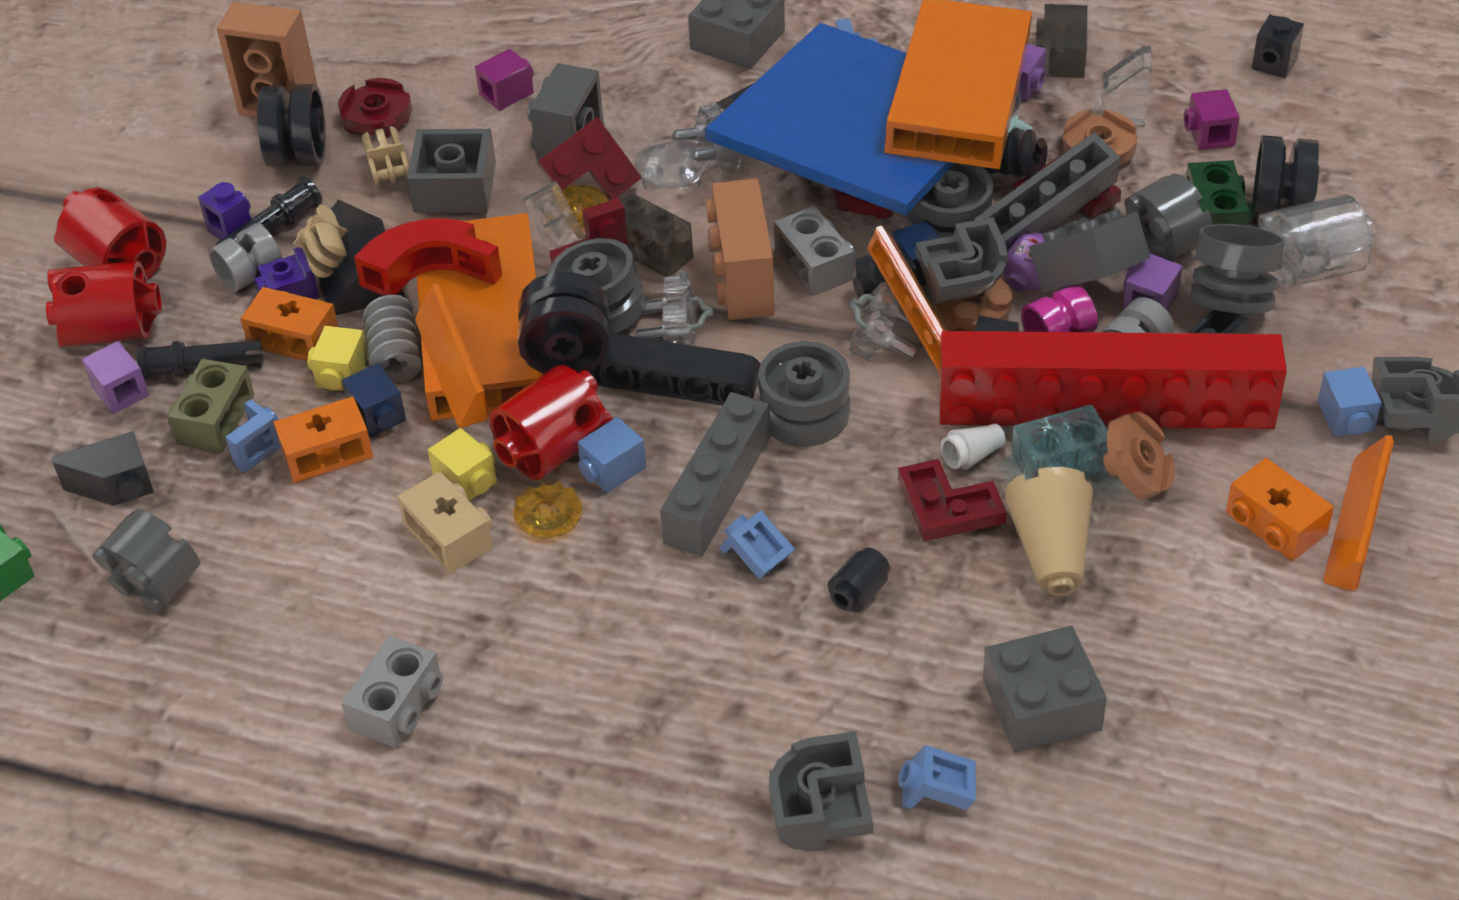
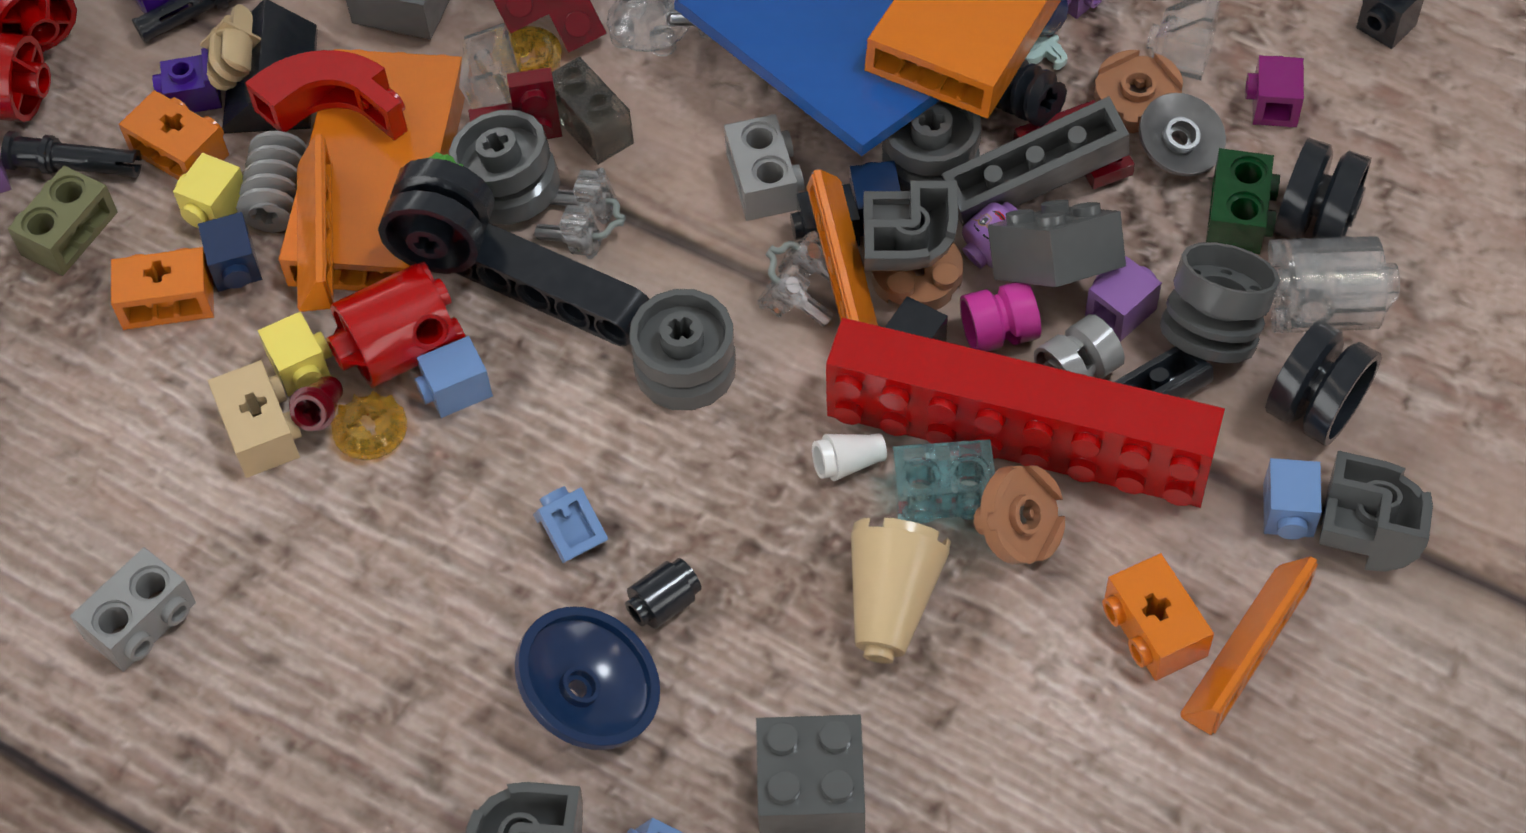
camera: 15 degrees right, 10 degrees up
(239, 260) = (150, 44): light grey wheel -> none
(253, 439) = (90, 272): medium blue bracket -> none
(499, 507) = (316, 404): none -> dark red cone
(715, 474) = (555, 426): dark grey brick -> none
(742, 249) = (674, 153): nougat brick -> none
(824, 653) = (599, 662): none -> dark blue dish
(946, 511) = (786, 528): dark red plate -> none
(1148, 158) = (1192, 123): none -> flat silver dish
(1169, 215) = (1166, 215): dark grey brick -> none
(1336, 308) = (1323, 382): none -> black wheel

